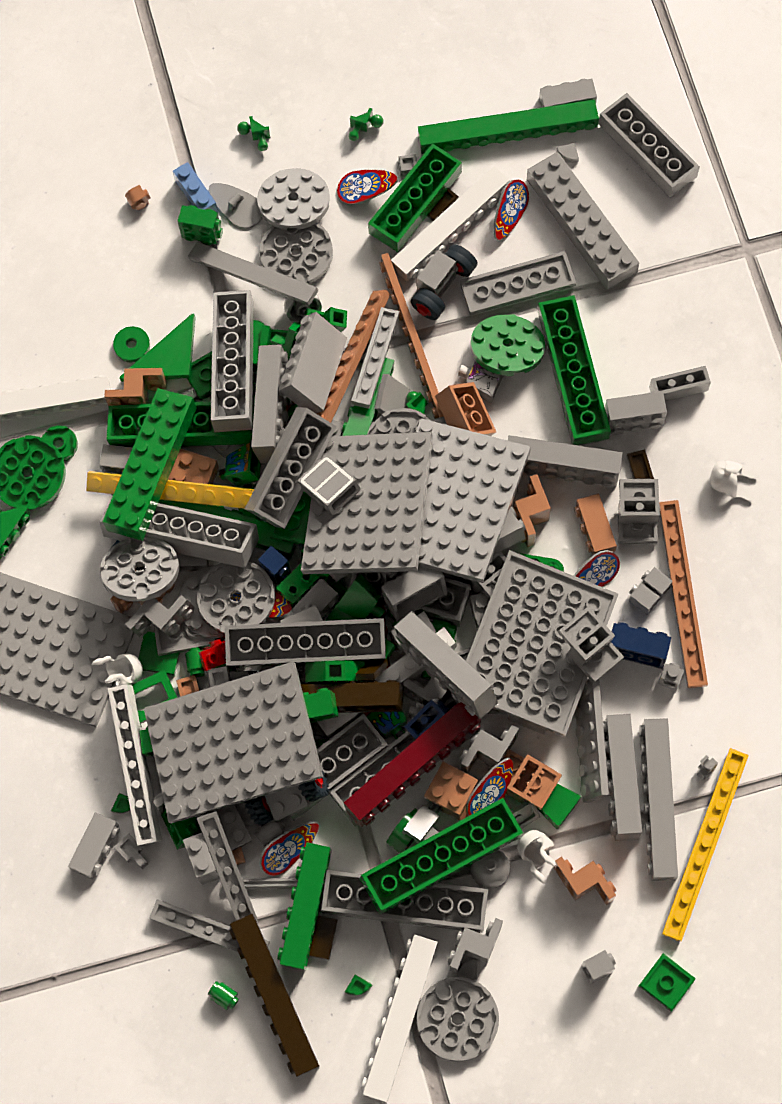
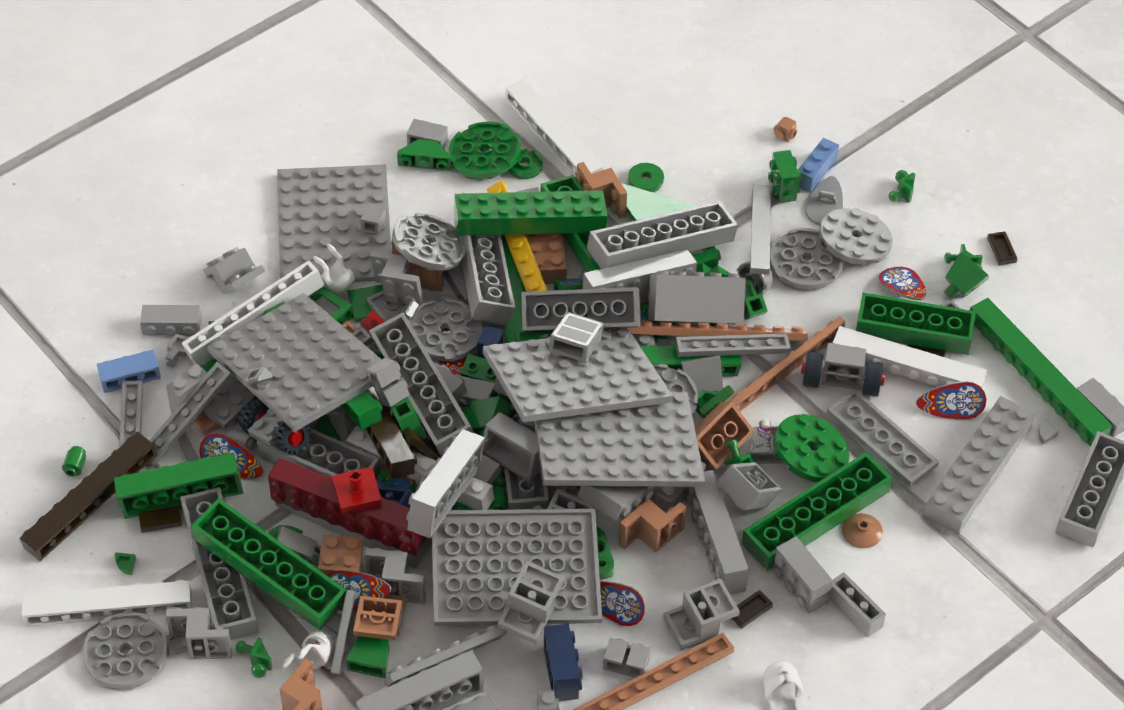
camera: 60 degrees right, 20 degrees down
(66, 764) = (233, 269): none -> light grey bracket
(67, 609) = (373, 218): none -> light grey brick
(137, 907) = (134, 367): none -> medium blue brick
(201, 622) = (409, 309): none -> light grey tile
(243, 788) = (257, 375): none -> light grey slope
(306, 671) = (387, 382): none -> light grey piece
(360, 88) = (1002, 248): none -> dark brown tile
(385, 133) = (964, 276): none -> green torso
(413, 746) = (356, 489): none -> red tile
(429, 398) = (722, 396): none -> green tile
(491, 870) = (282, 625): light grey cylinder -> none
(495, 408) = (736, 457): none -> green piece
(515, 901) = (258, 655): none -> green piece
(533, 818) = (343, 632): none -> light grey tile
(534, 413) = (748, 486): none -> light grey brick
(595, 524) = (669, 587): nougat brick -> none
(606, 351) = (860, 536): none -> nougat dish

